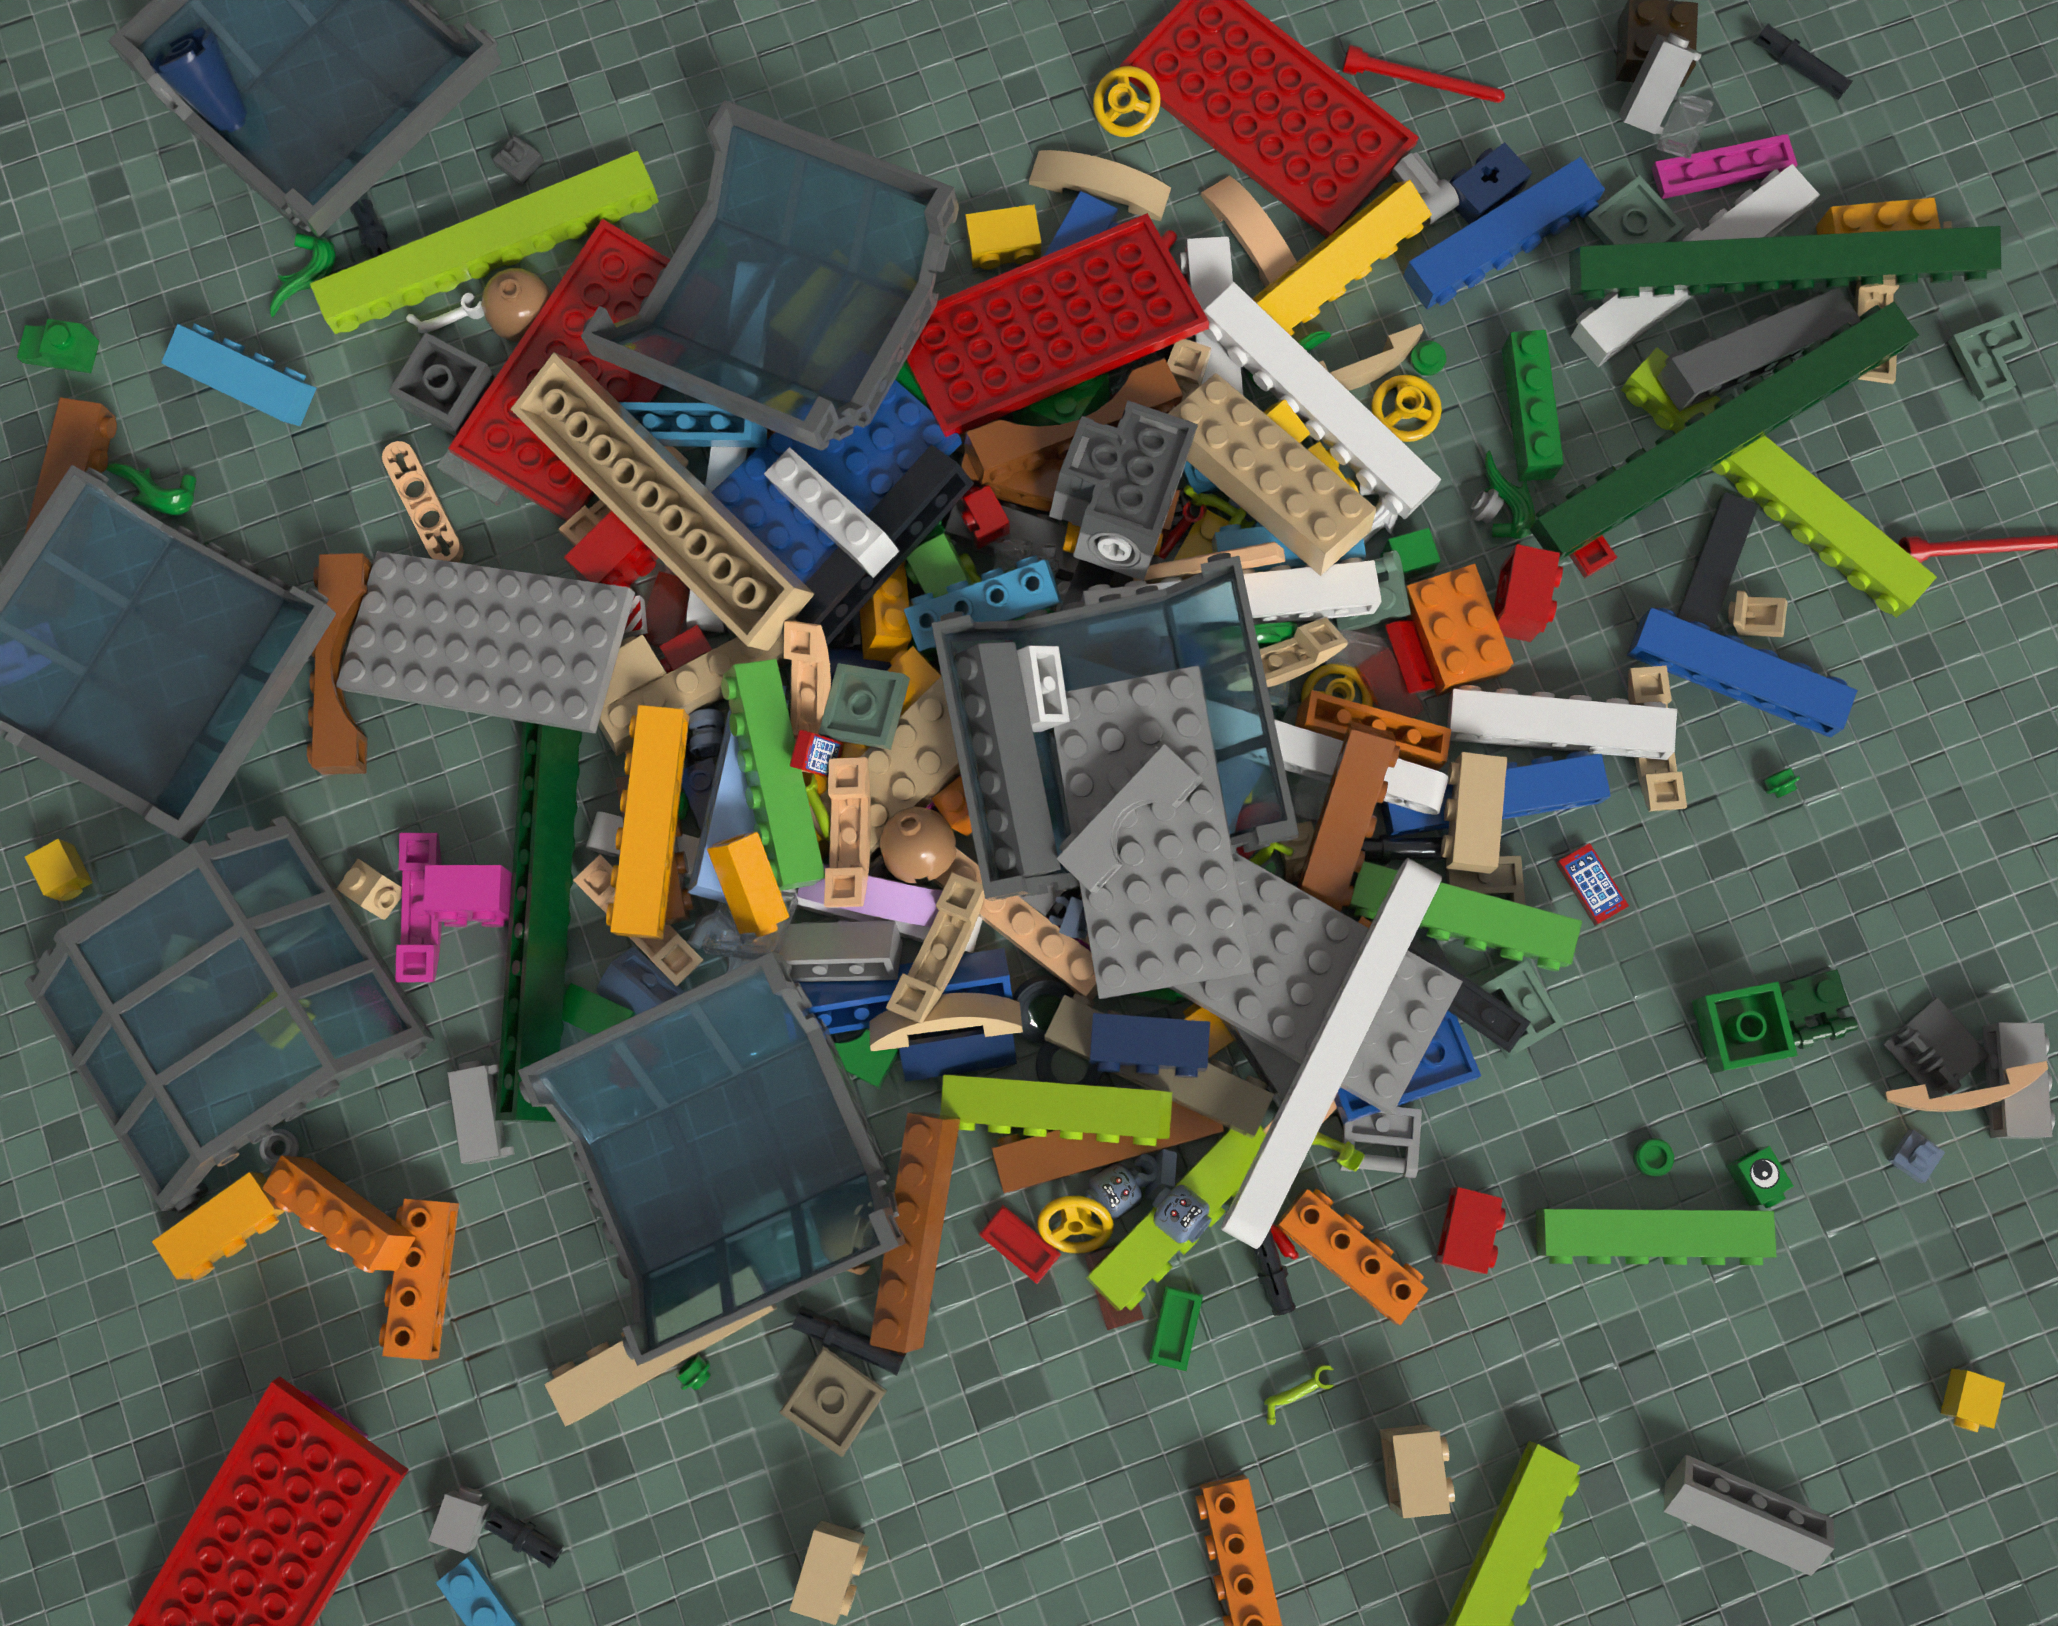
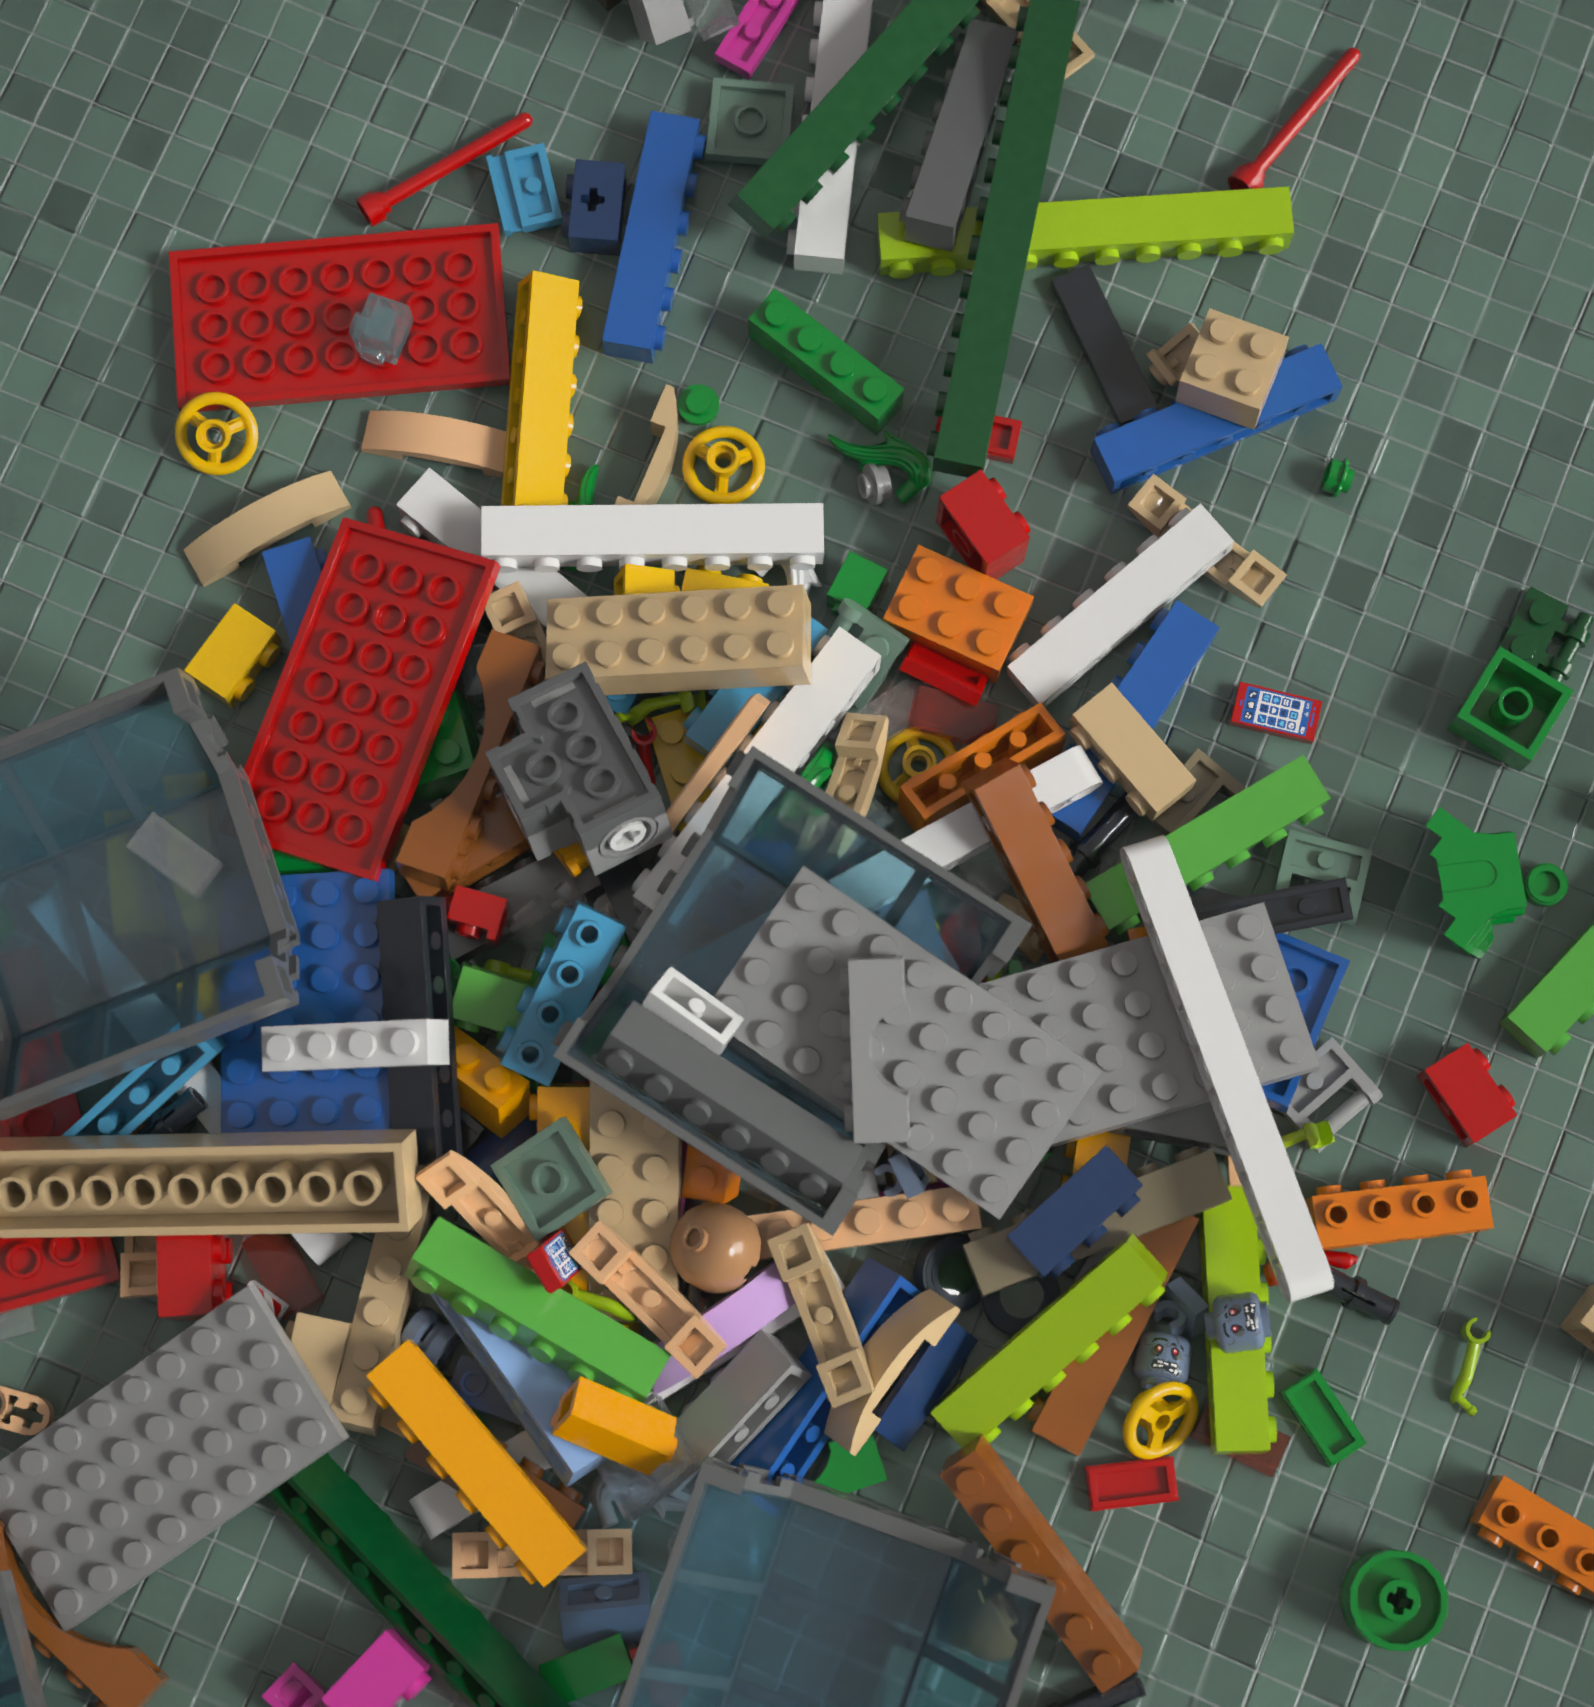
camera: 45 degrees left, 0 degrees up
(684, 649) = (340, 1288): red brick -> none
(697, 459) = (176, 1115): none -> black pin
(846, 307) = (175, 855): none -> clear tile
(1106, 1503) = (1420, 1603): none -> green wheel
(1284, 130) = (381, 329): none -> clear light blue brick
(1437, 194) = (562, 258): light grey piece -> none
(1455, 134) = (525, 189): none -> dark azure plate
(1610, 1107) = (1477, 881): none -> green slope
(1782, 647) = (1231, 369): none -> tan brick

